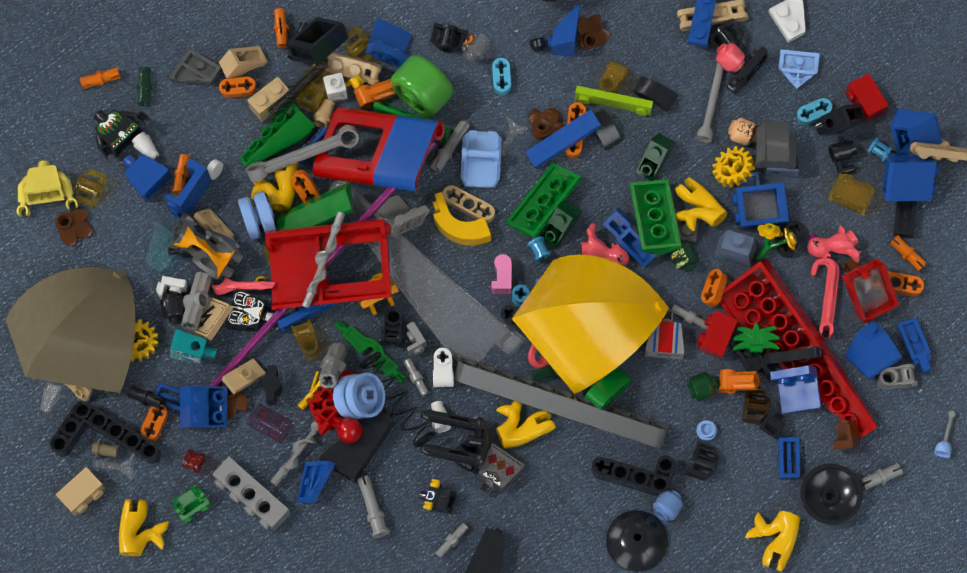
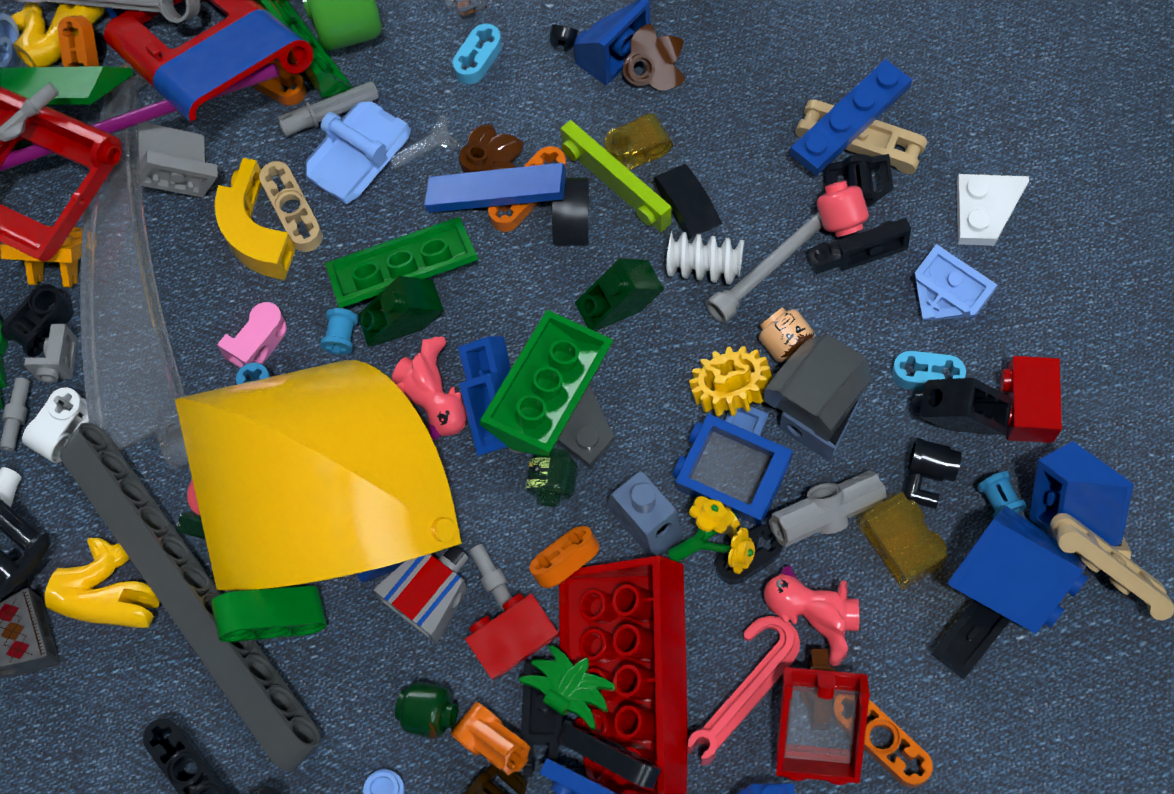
camera: 35 degrees right, 5 degrees down
(683, 115) = (704, 258): none -> white piece
(708, 207) = (644, 430): yellow piece -> none
(812, 198) = (827, 508): none -> light grey piece
(908, 253) = (938, 702): orange pin -> none

